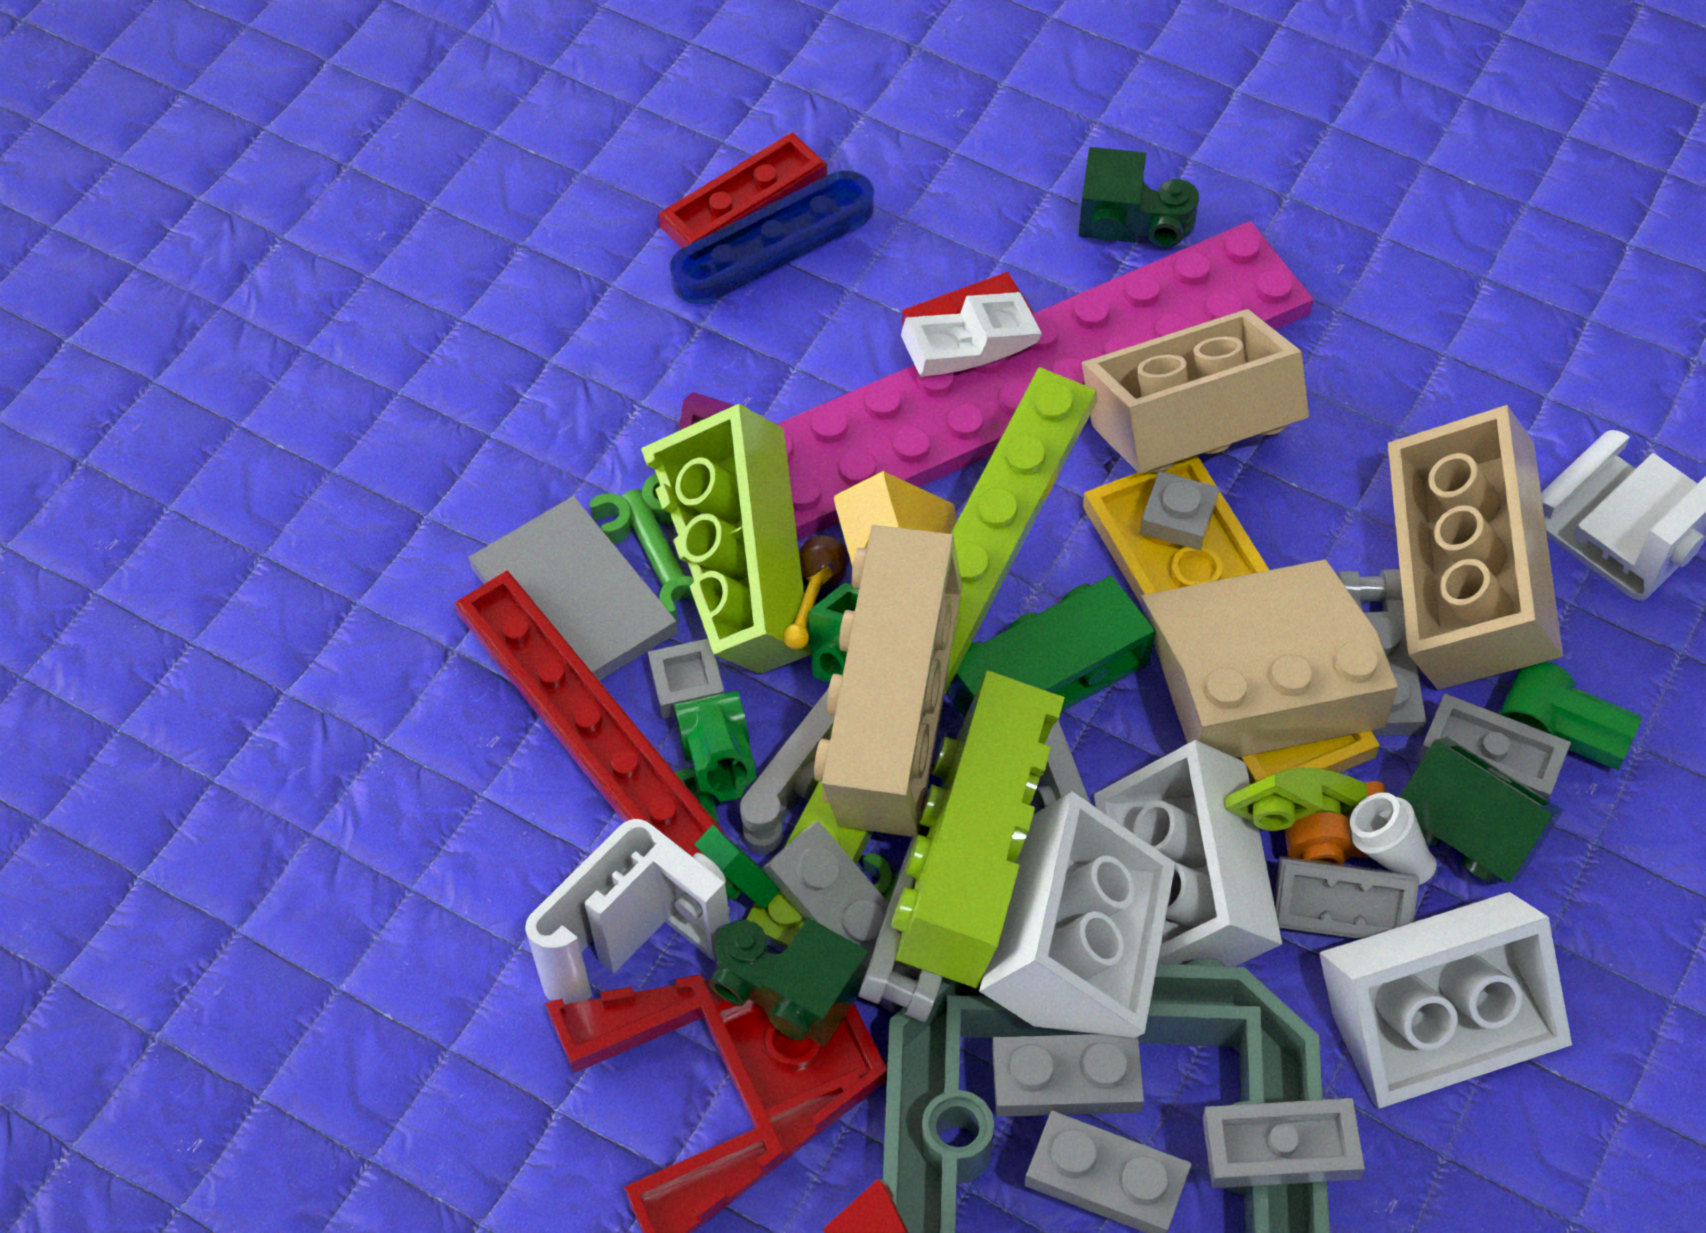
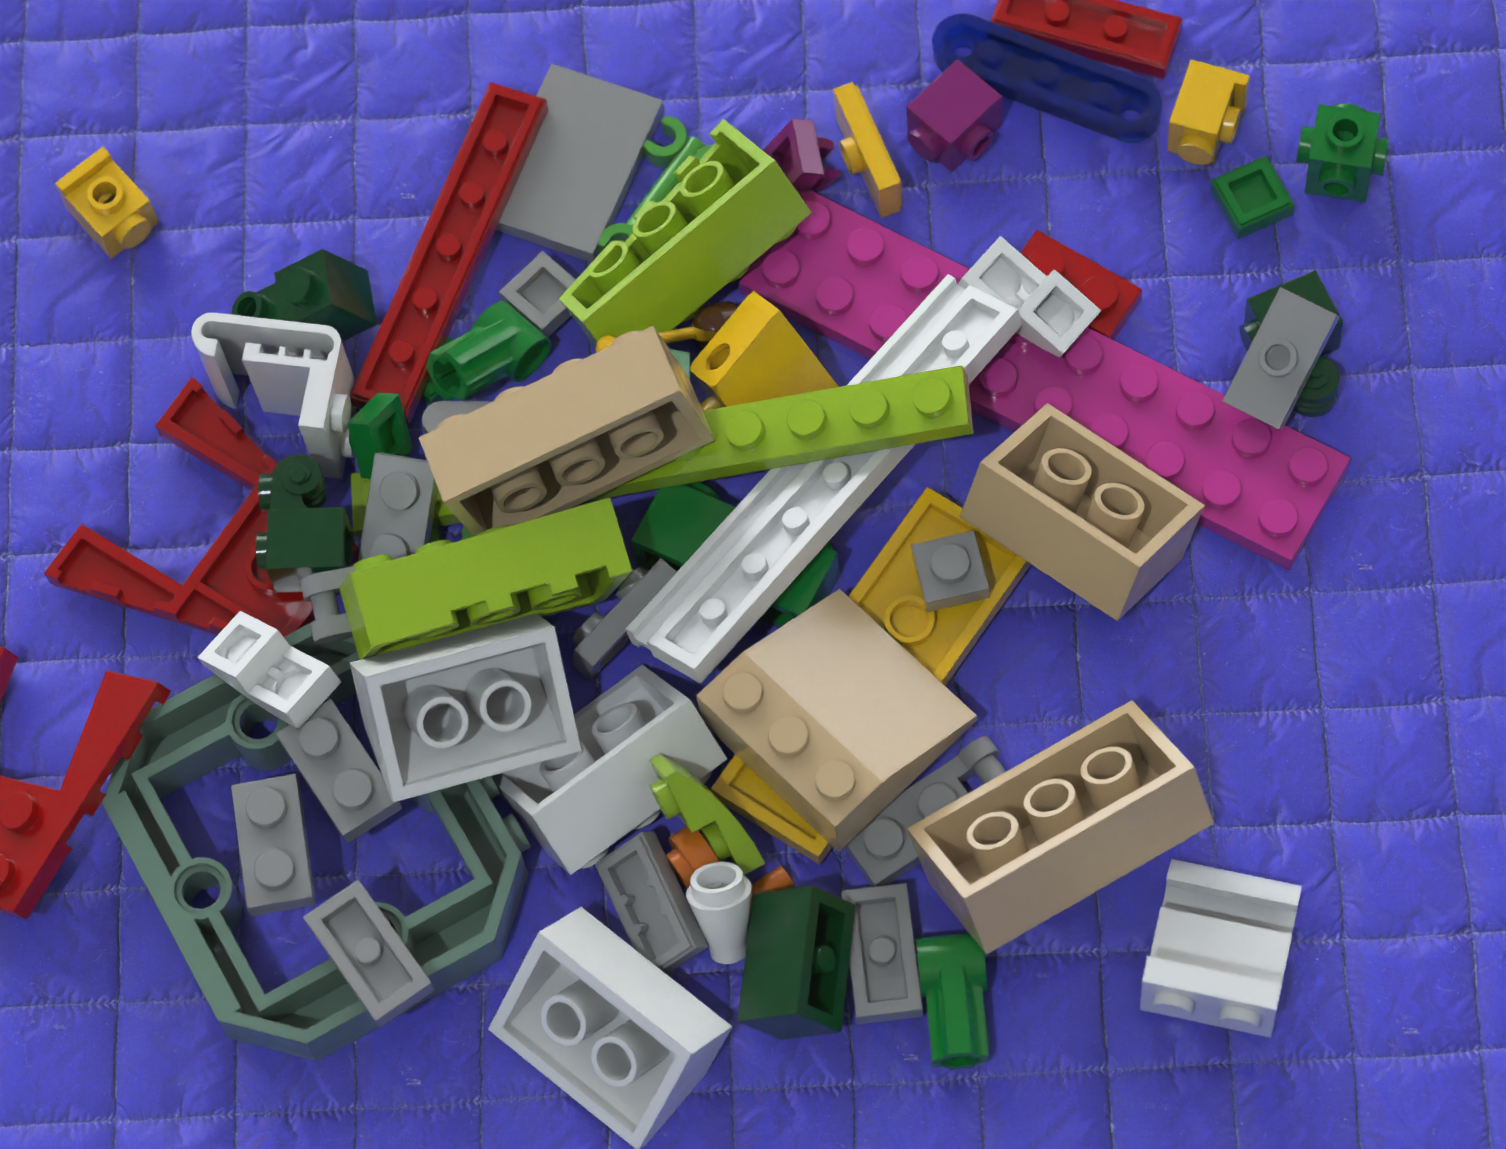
camera: 65 degrees right, 10 degrees up
(296, 1005) = (107, 203): none -> yellow brick
(545, 852) = (315, 291): none -> dark green brick
(742, 378) = (865, 150): none -> yellow plate
(762, 307) = (954, 117): none -> magenta brick
(888, 154) = (1207, 112): none -> yellow brick
(923, 1081) = (269, 670): none -> white slope
(976, 172) = (1252, 197): none -> green tile
(992, 92) = (1342, 151): none -> green brick
(1060, 567) = (805, 504): none -> white plate
(1154, 199) = (1281, 358): none -> light grey plate

